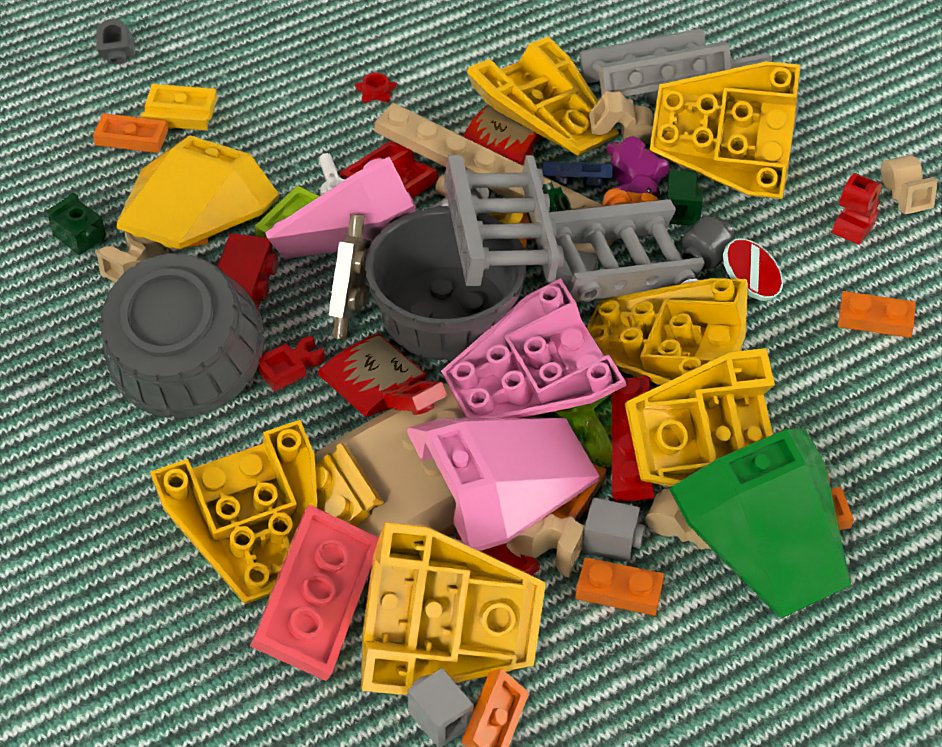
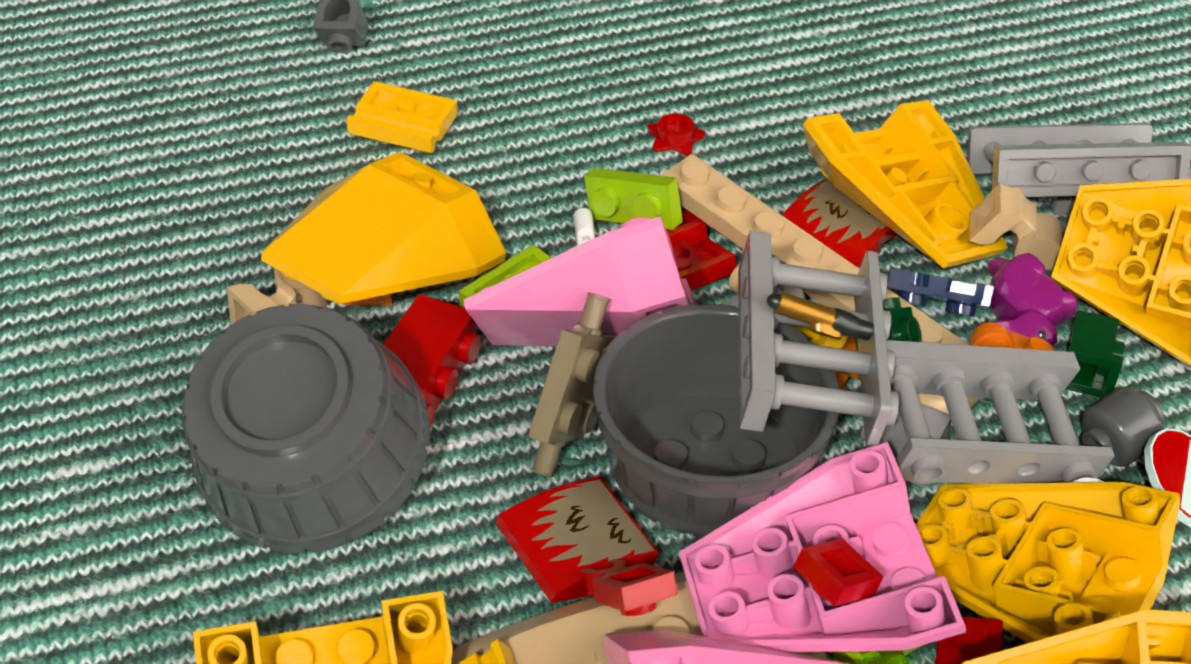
camera: 10 degrees right, 5 degrees down
(76, 224) = (215, 247): dark green brick -> none
(130, 133) = (327, 139): orange plate -> none
(286, 365) = (451, 501): red plate -> none
(358, 141) = (631, 195): none -> lime plate
(506, 206) = (822, 319): none -> pearl gold piece
(543, 363) = (838, 572): none -> red plate

